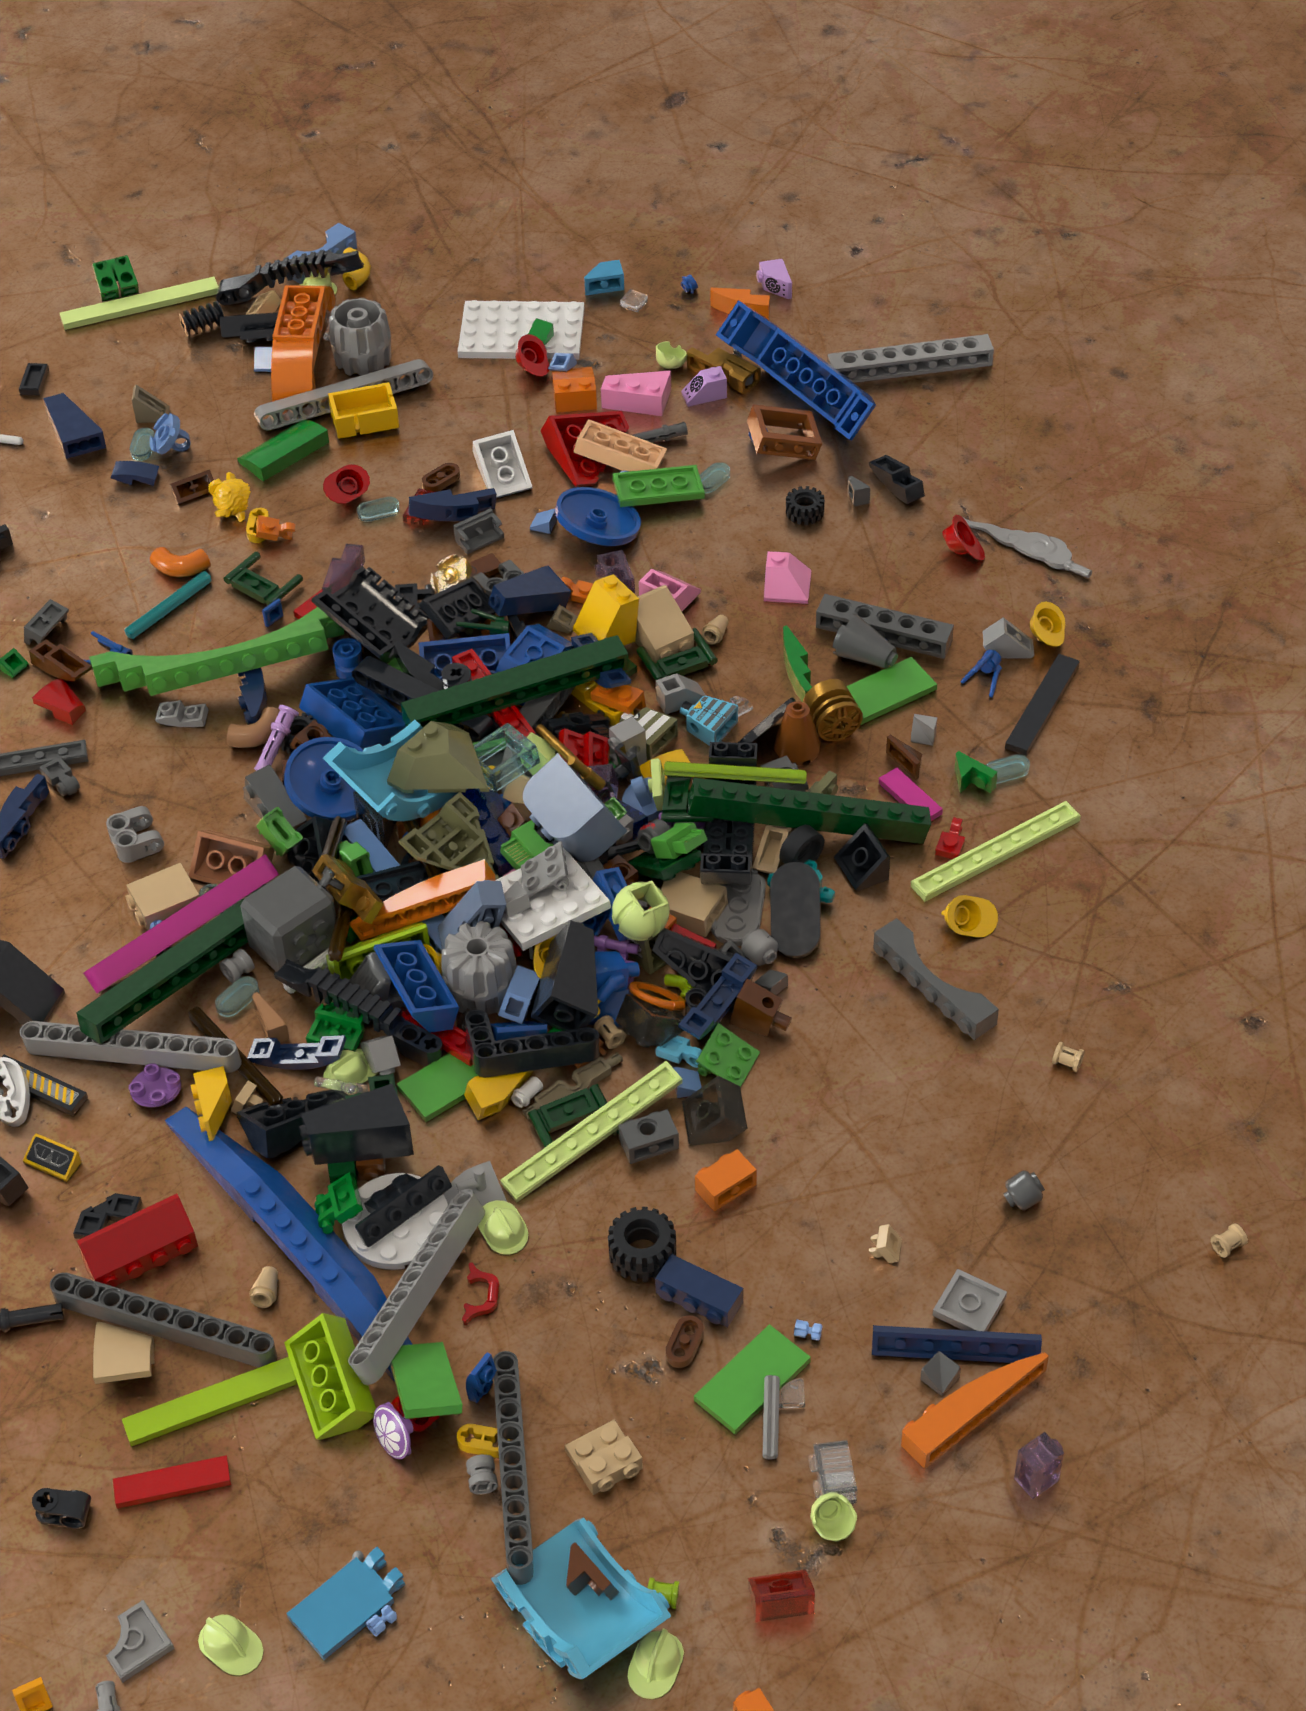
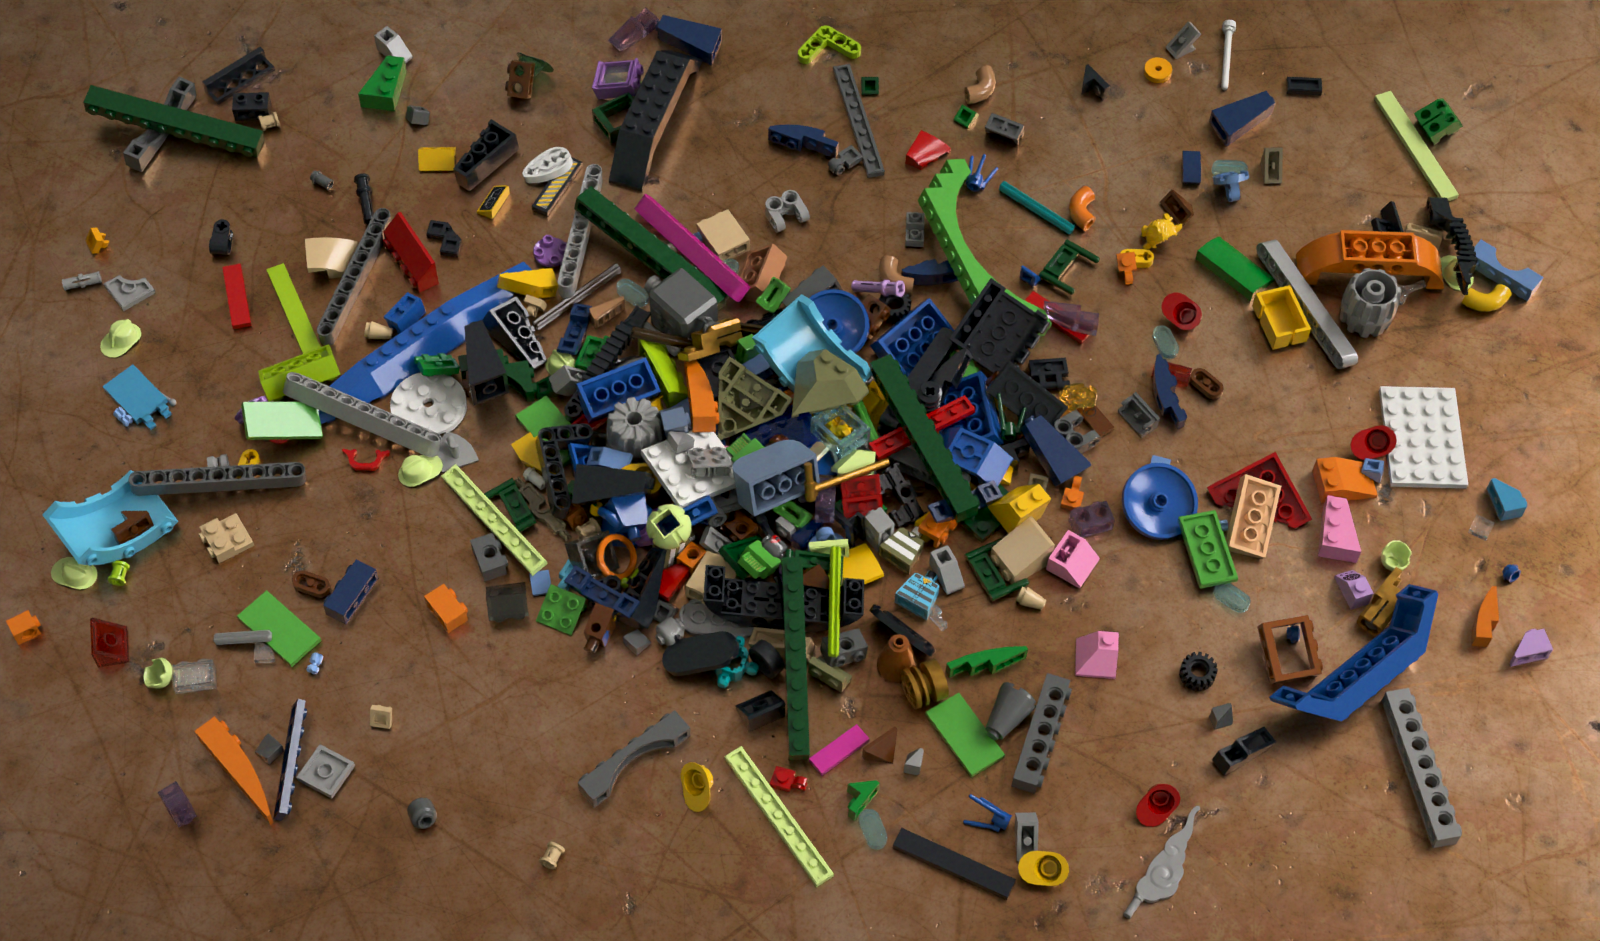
camera: 85 degrees right, 10 degrees up
(58, 661) = (963, 142): reddish brown slope -> none
(200, 318) = (1392, 189): black piece -> none
(240, 1250) = (405, 313): none -> blue hinge
(338, 1085) = (544, 361): clear piece -> none
(400, 1202) = (431, 398): black bracket -> none
(481, 1378) = (283, 454): blue slope -> none
(501, 464) = (1224, 427): white slope -> none
(543, 330) = (1405, 446): green slope -> none
(641, 1226) = (386, 540): black tyre -> none
(663, 433) = (1286, 555): dark grey pin -> none

